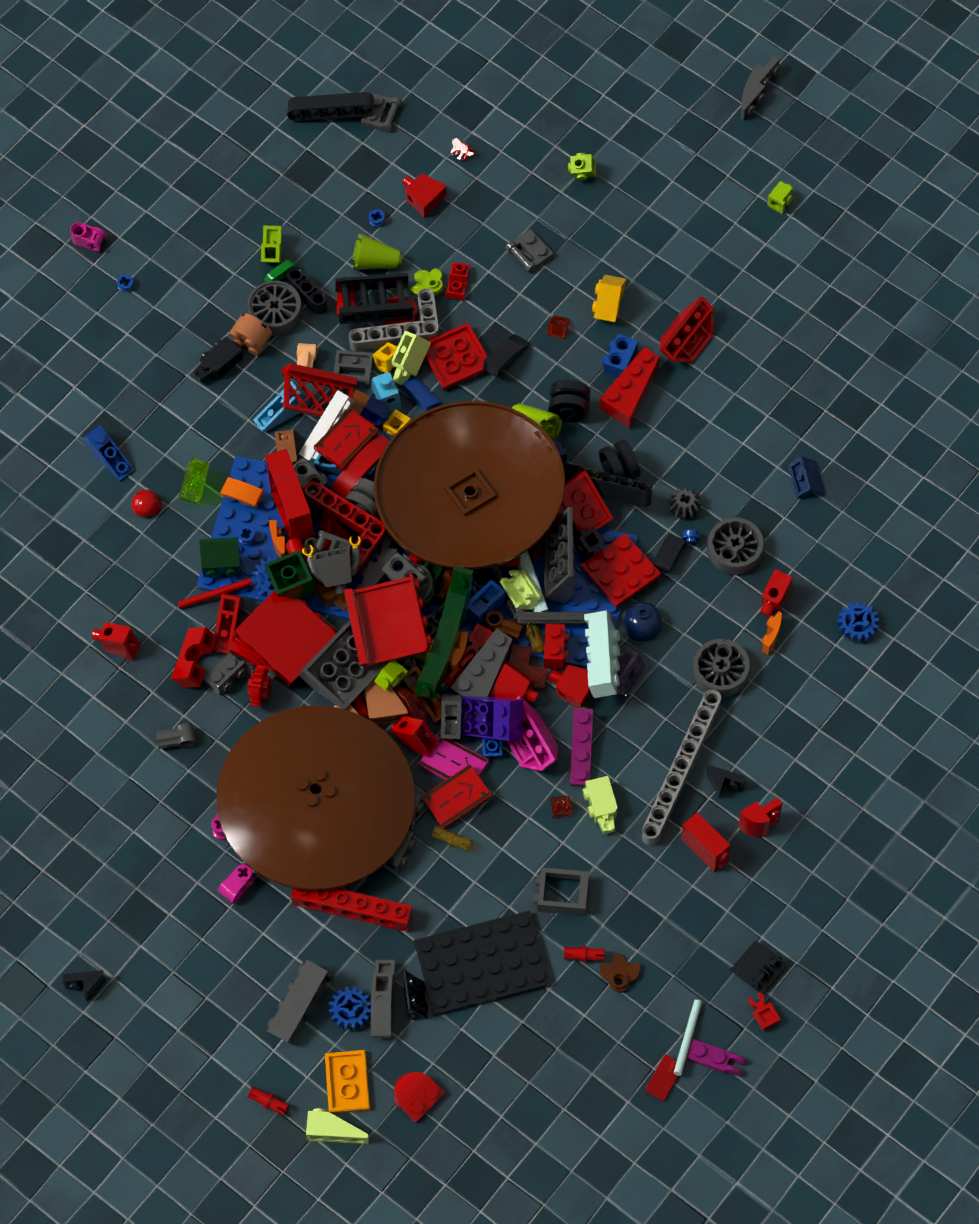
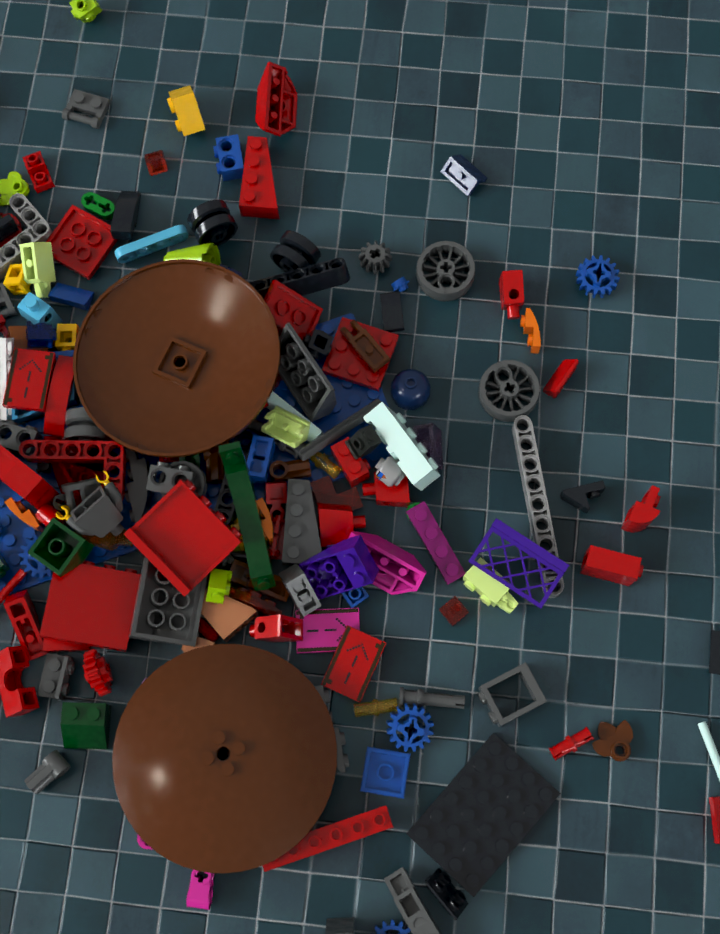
camera: 30 degrees left, 10 degrees up
(225, 720) = (85, 725): none -> dark green slope
(427, 888) = (385, 772): none -> blue plate
(462, 873) = (418, 730): none -> blue gear
(485, 337) = (100, 203): none -> green beam
(491, 853) = (430, 699): none -> dark grey pin
(511, 389) = (151, 243): none -> medium azure beam
(572, 633) = (363, 442): none -> pearl dark grey brick
(578, 668) = (389, 471): none -> light grey head
(626, 566) = (366, 347): none -> reddish brown hinge
(650, 792) = (530, 548): none -> dark purple fence
(771, 684) = (560, 377): none -> red slope

